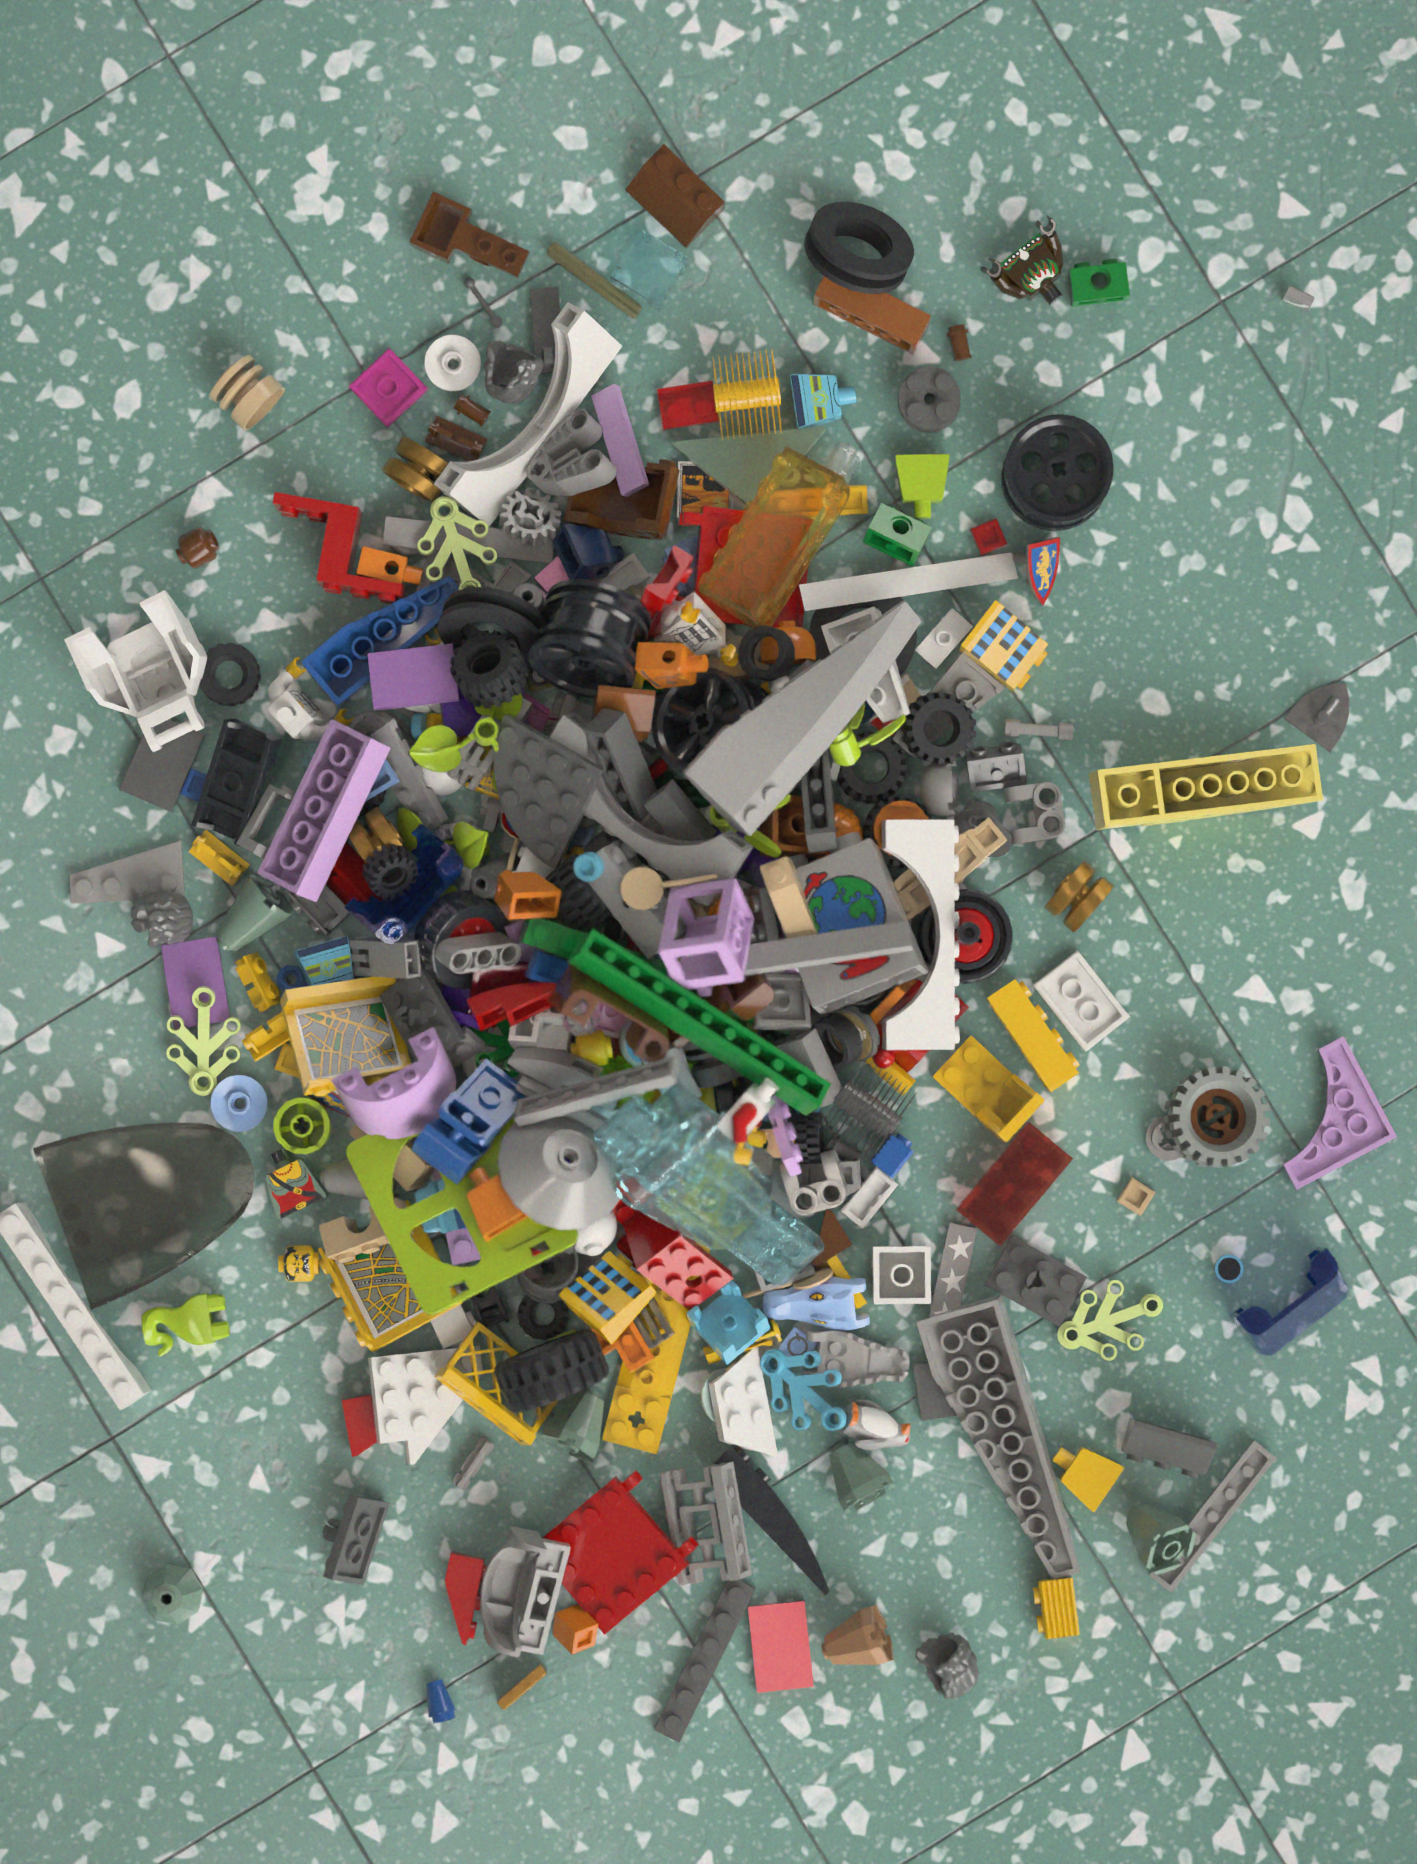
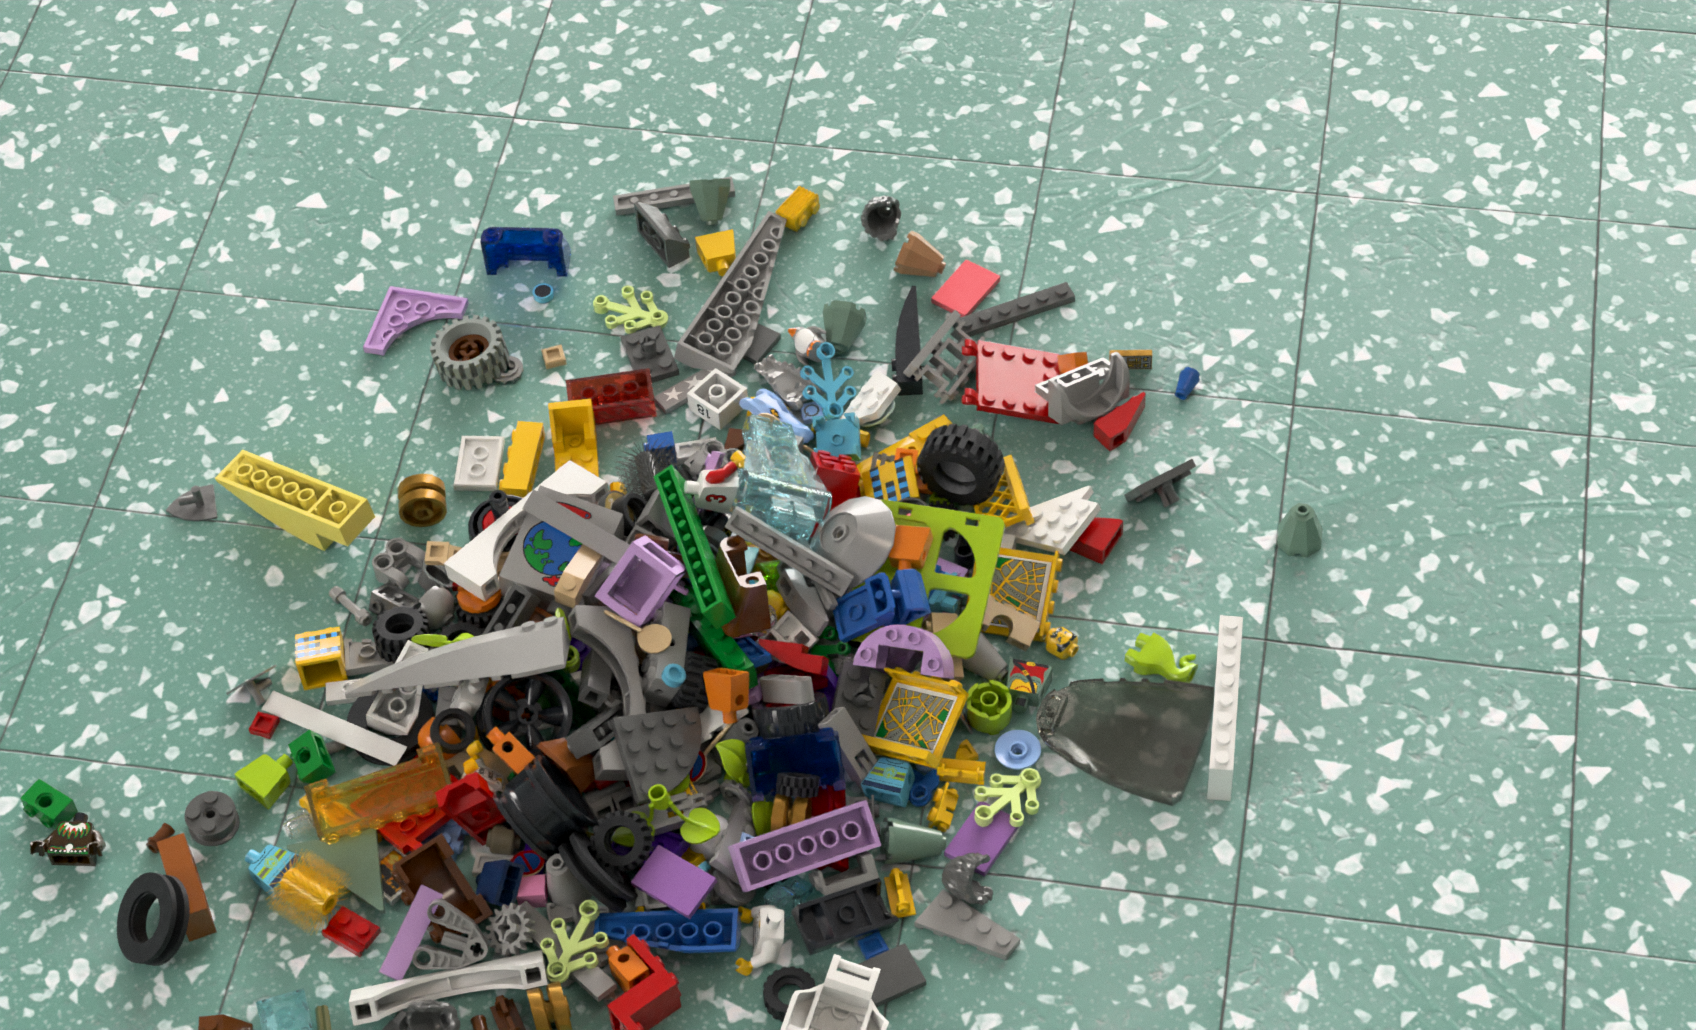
camera: 140 degrees left, 35 degrees down
(472, 1463) = (1055, 480): light grey axle -> none
(1057, 512) = (178, 694): black wheel -> none

